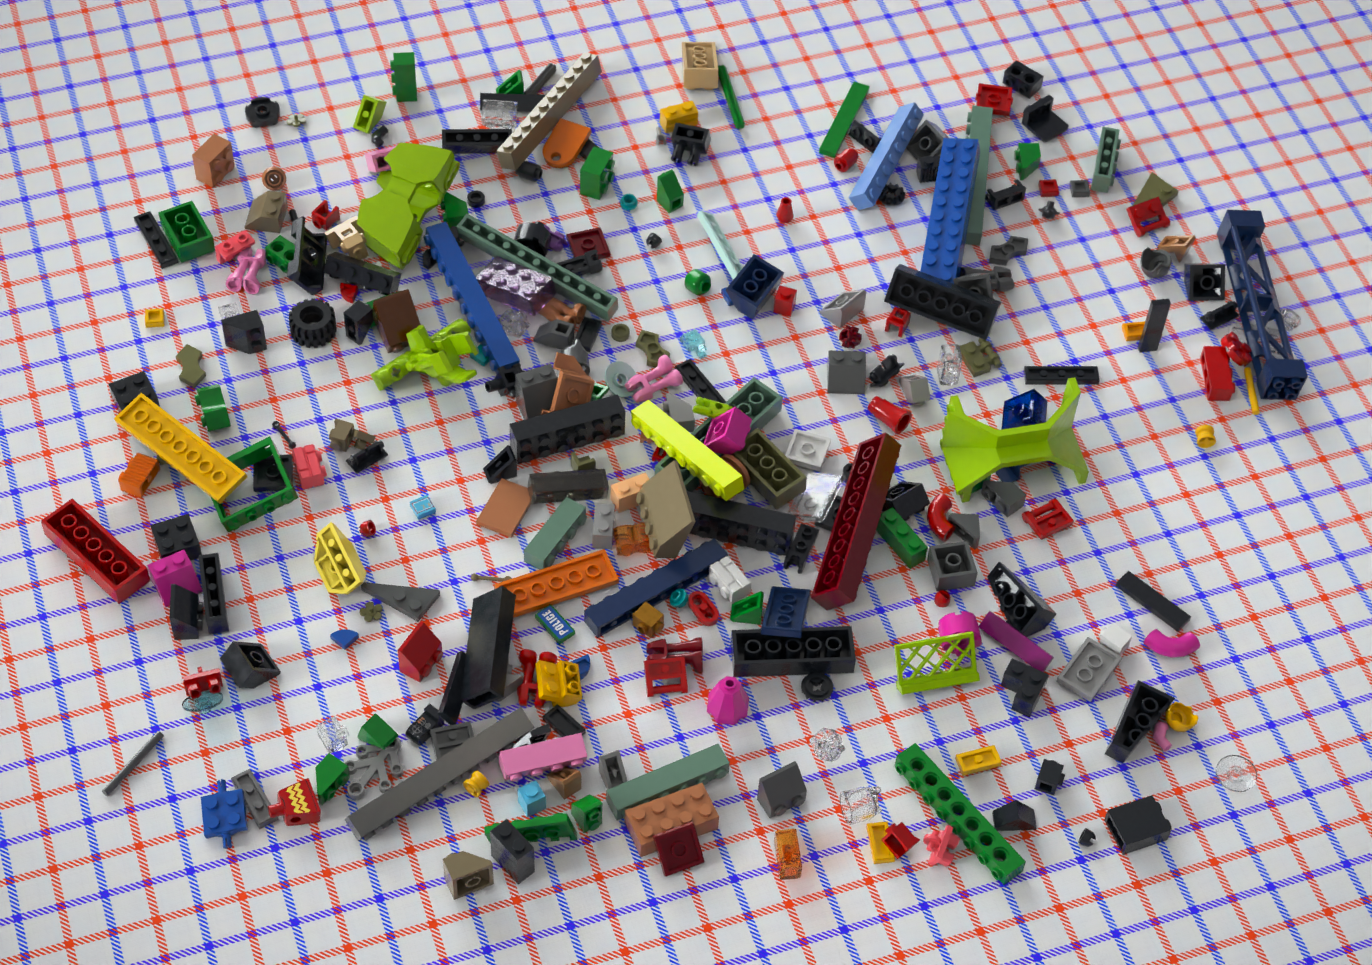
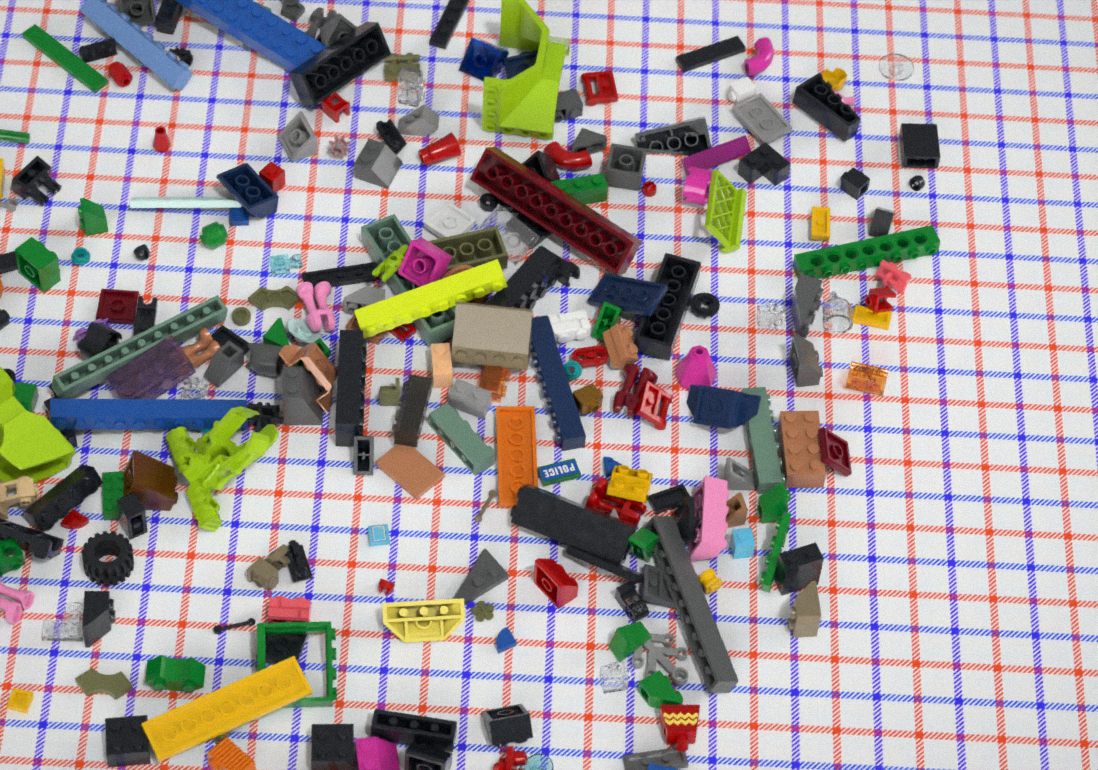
camera: 70 degrees left, 0 degrees up
(487, 708) = (643, 543): none -> green slope
(601, 361) = (276, 334): none -> green slope
(680, 731) = (721, 406): none -> dark blue piece
(720, 625) = (620, 346): none -> nougat brick
(849, 770) = (805, 303): none -> dark grey slope

